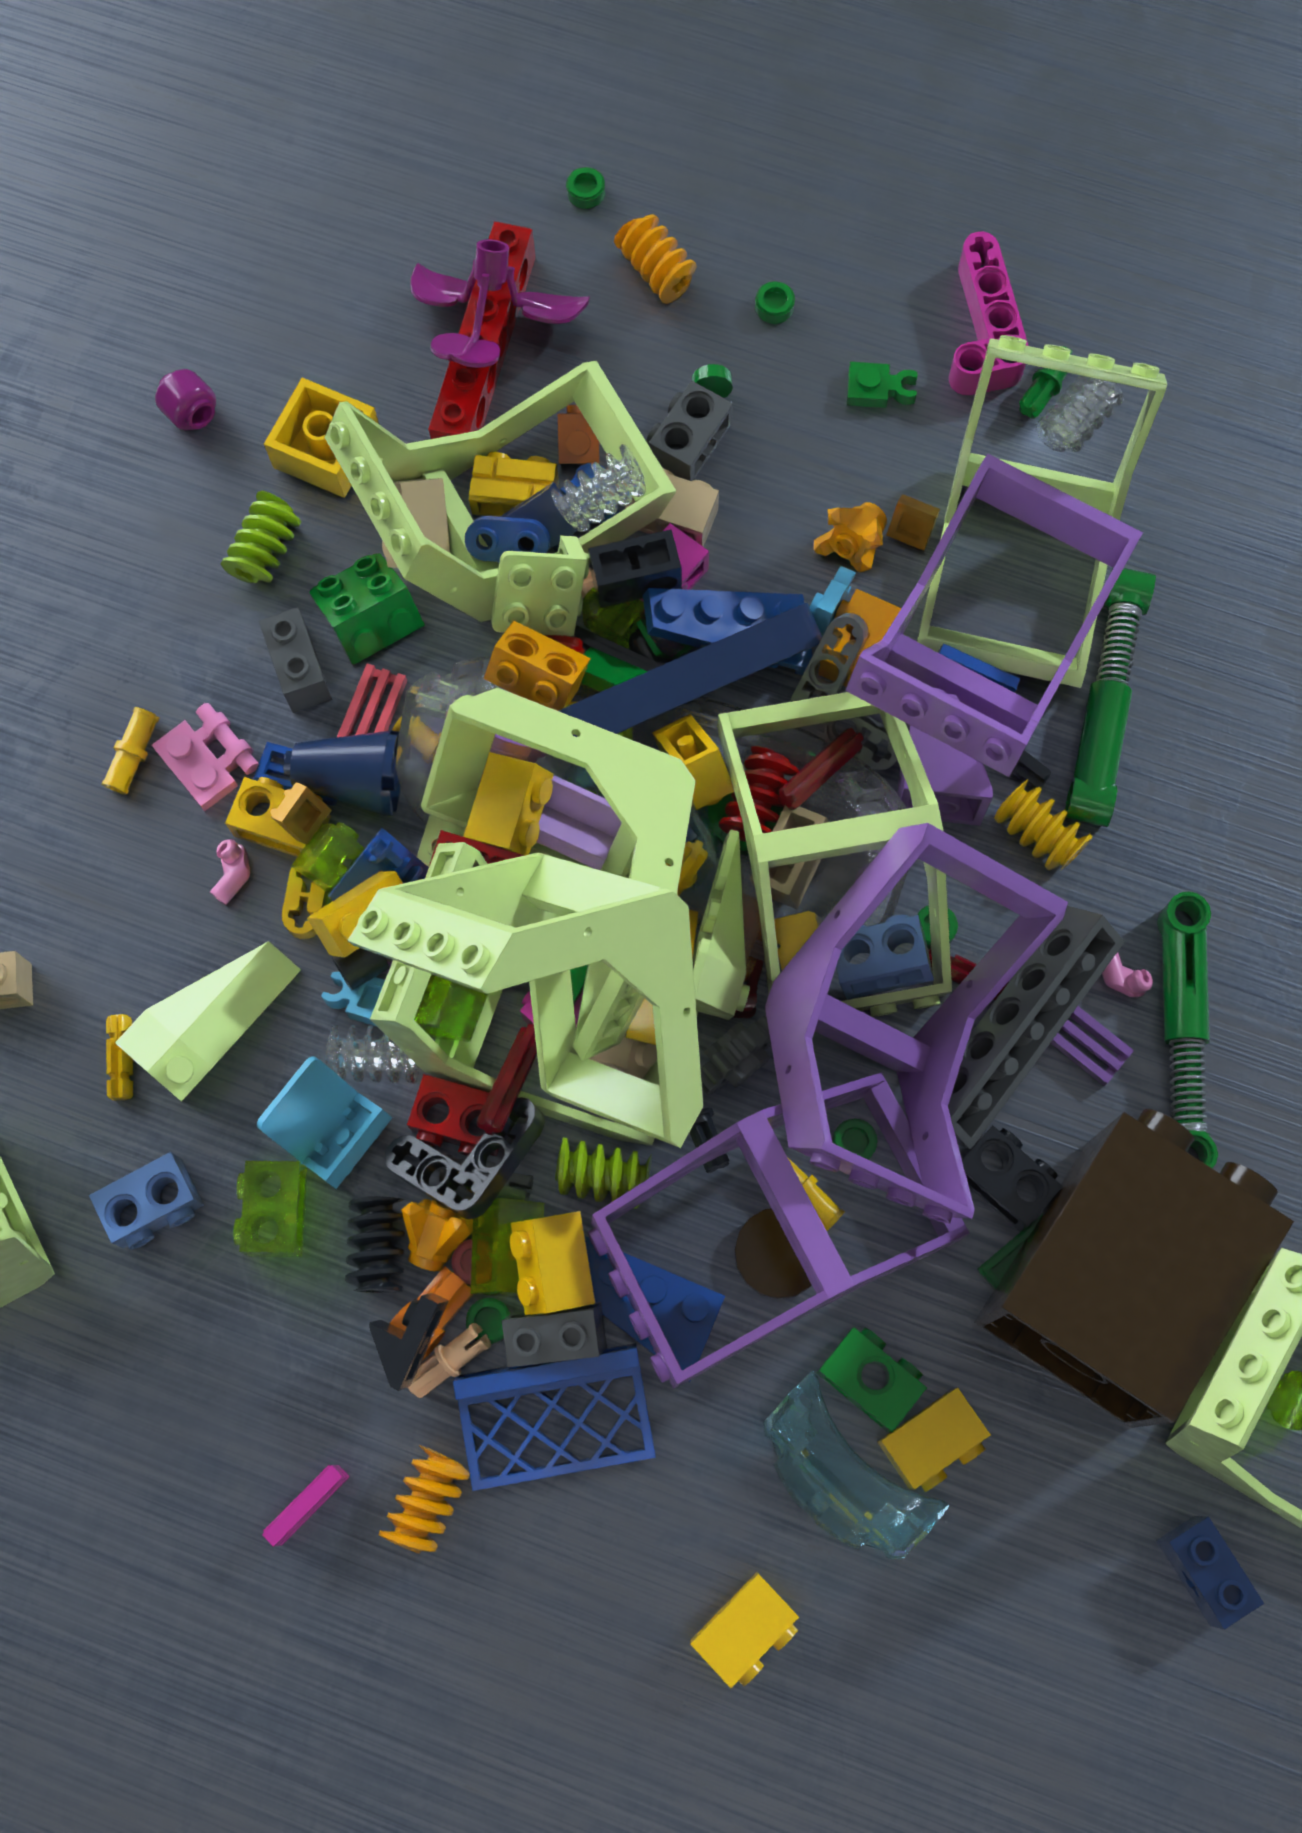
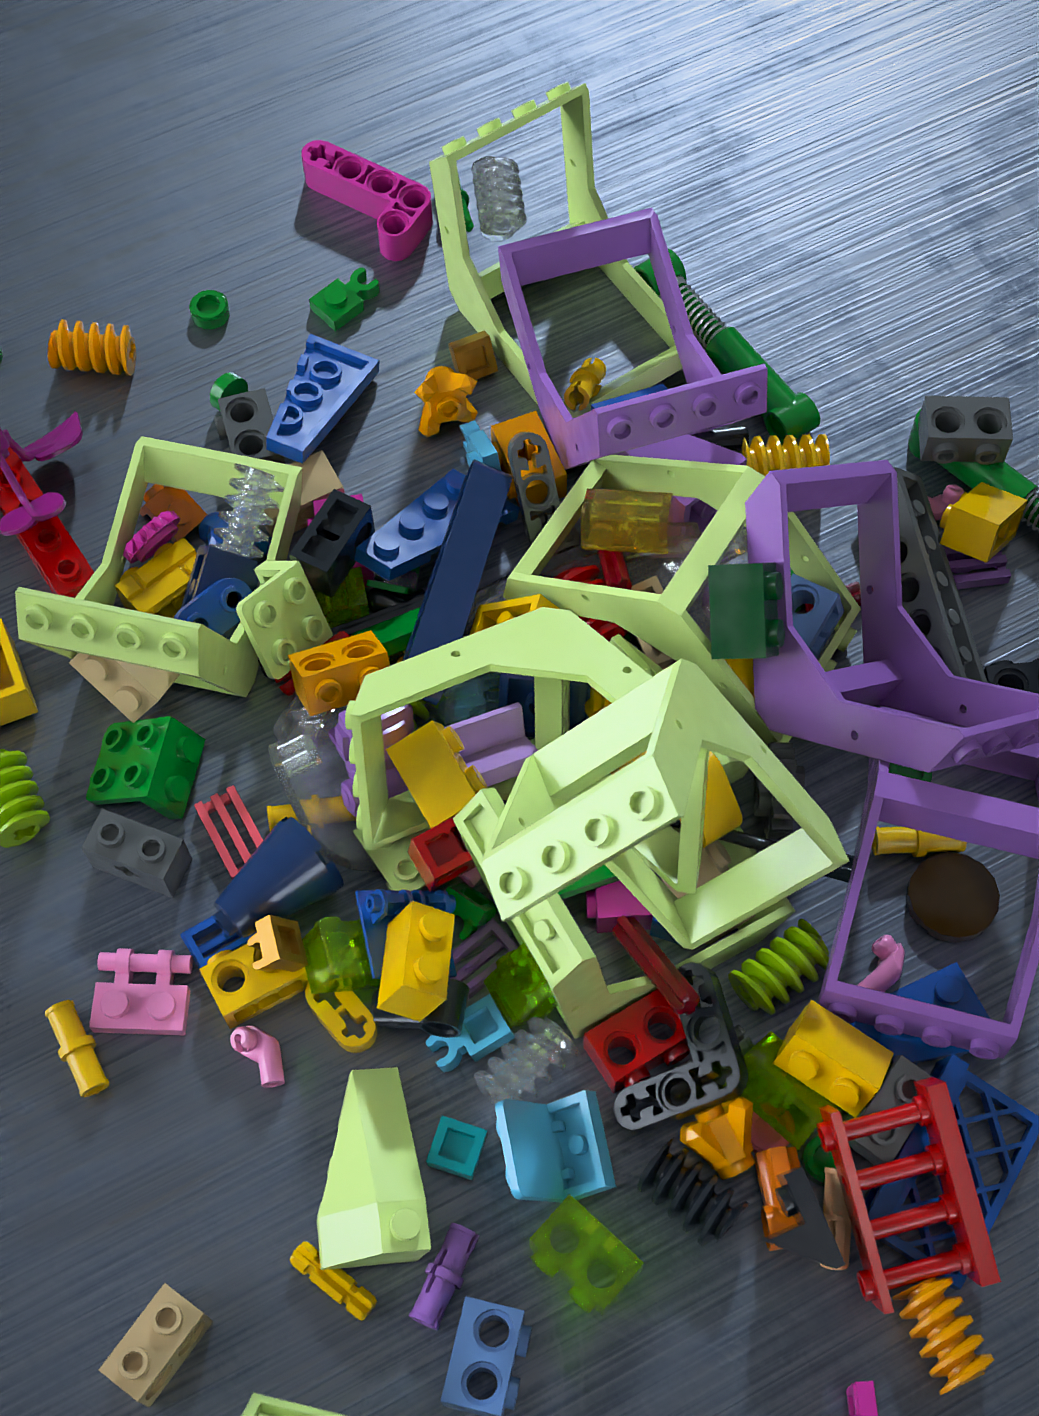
camera: 50 degrees left, 10 degrees down
(182, 1127) = (444, 1276): none -> medium lavender pin
(275, 1058) = (457, 1147): none -> teal plate
(534, 443) = (151, 537): none -> dark pink gear
(537, 1398) = (956, 1206): none -> red fence
(672, 1251) = (889, 964): none -> bright pink arm
(780, 443) = (318, 396): none -> blue wing
(812, 904) = (745, 610): none -> dark green brick
(849, 757) = (626, 521): none -> clear yellow brick
(965, 622) = (585, 384): none -> yellow pin
(1126, 1022) = (982, 521): none -> yellow brick
(1202, 933) = (966, 425): none -> dark grey brick

